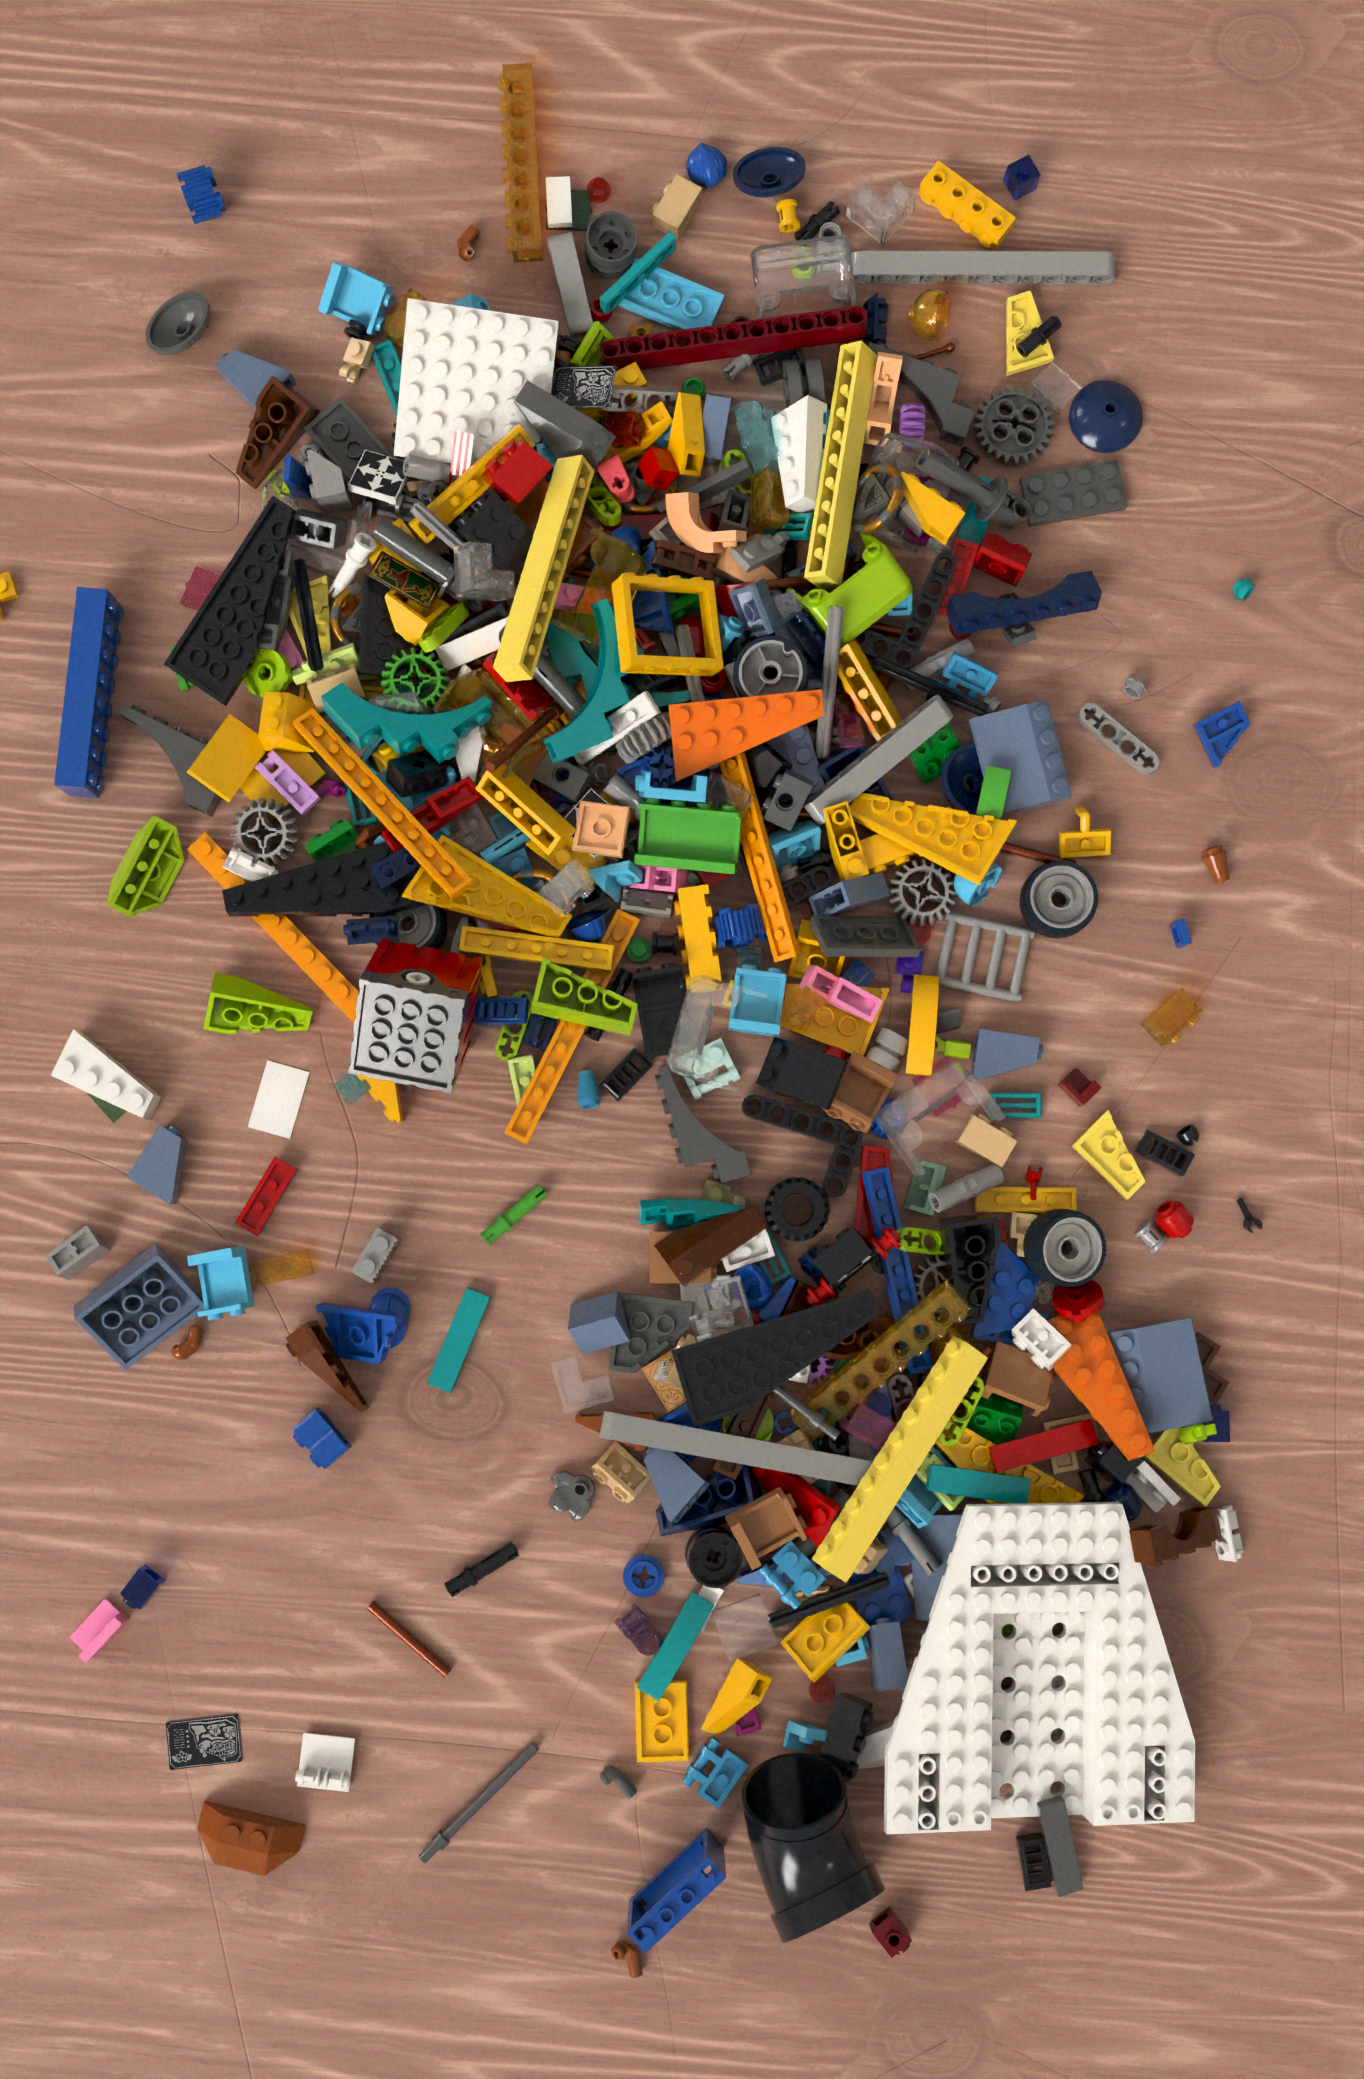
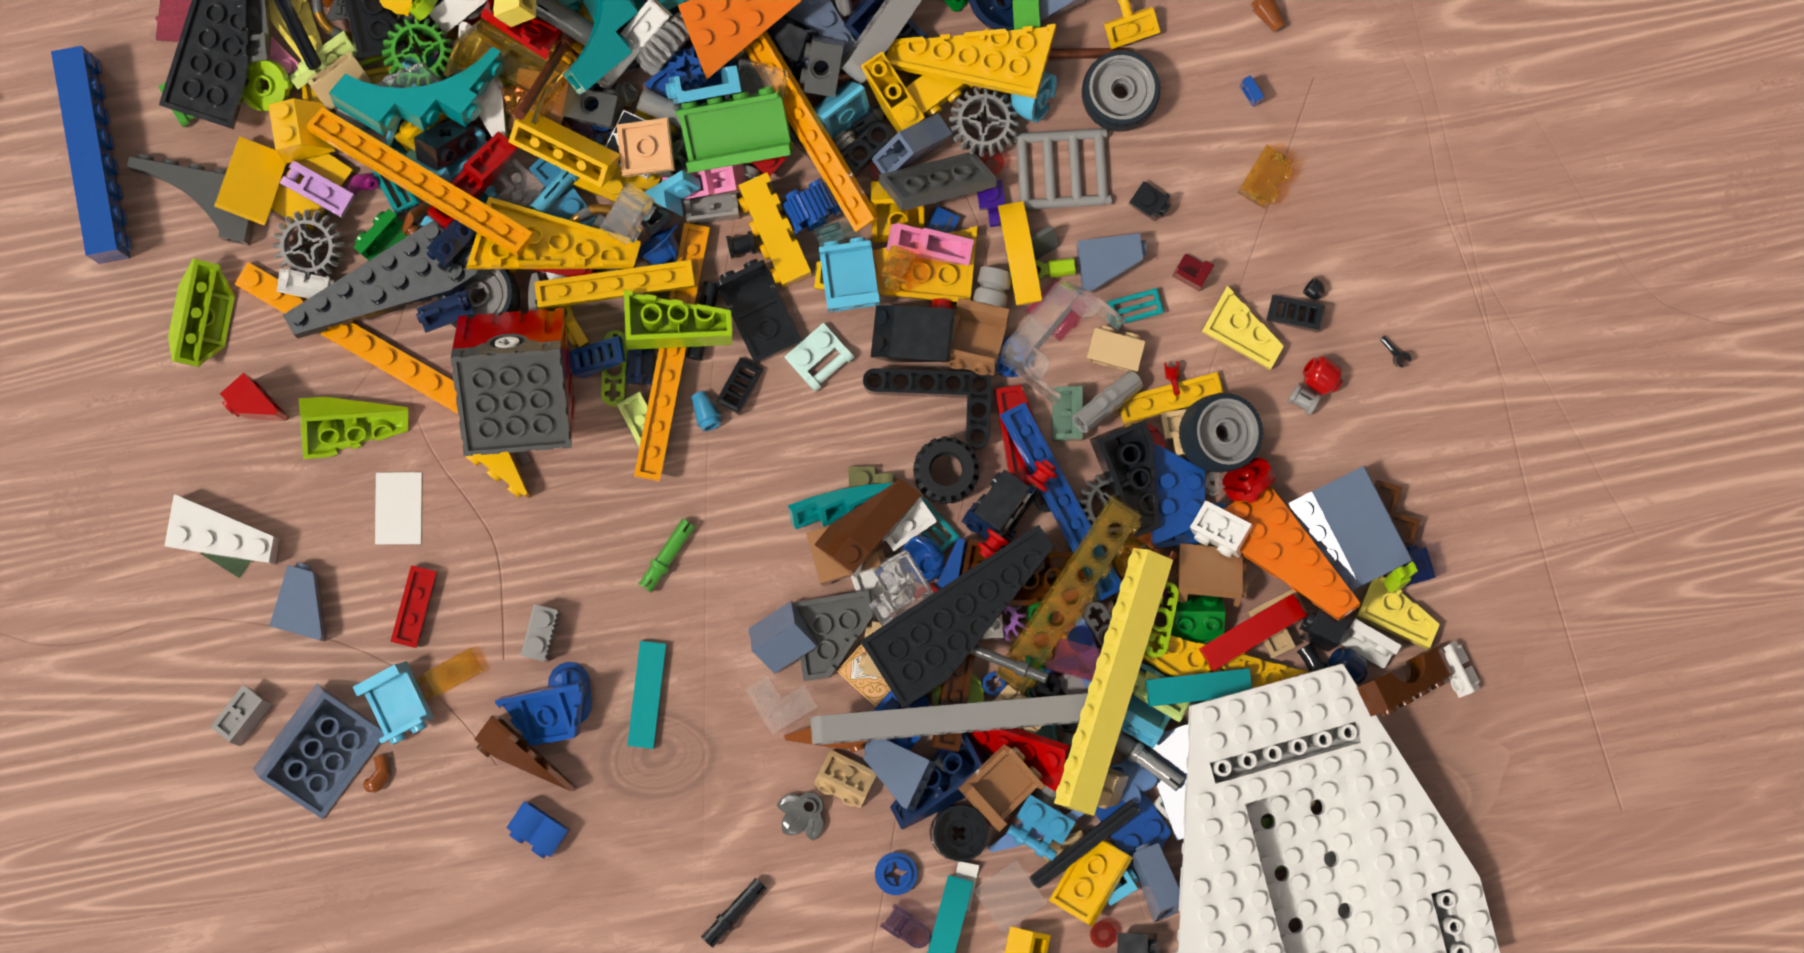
camera: 15 degrees left, 0 degrees up
(170, 961) = (250, 400): none -> red slope
(350, 1088) = (468, 475): clear light blue tile -> none
(639, 950) = (717, 258): green plate -> none
(693, 1027) = (791, 330): clear windscreen -> none
(694, 1140) = (827, 431): dark grey arch -> none
(919, 1246) = (1076, 471): lime beam -> none
(1057, 1010) = (1150, 201): none -> black bracket

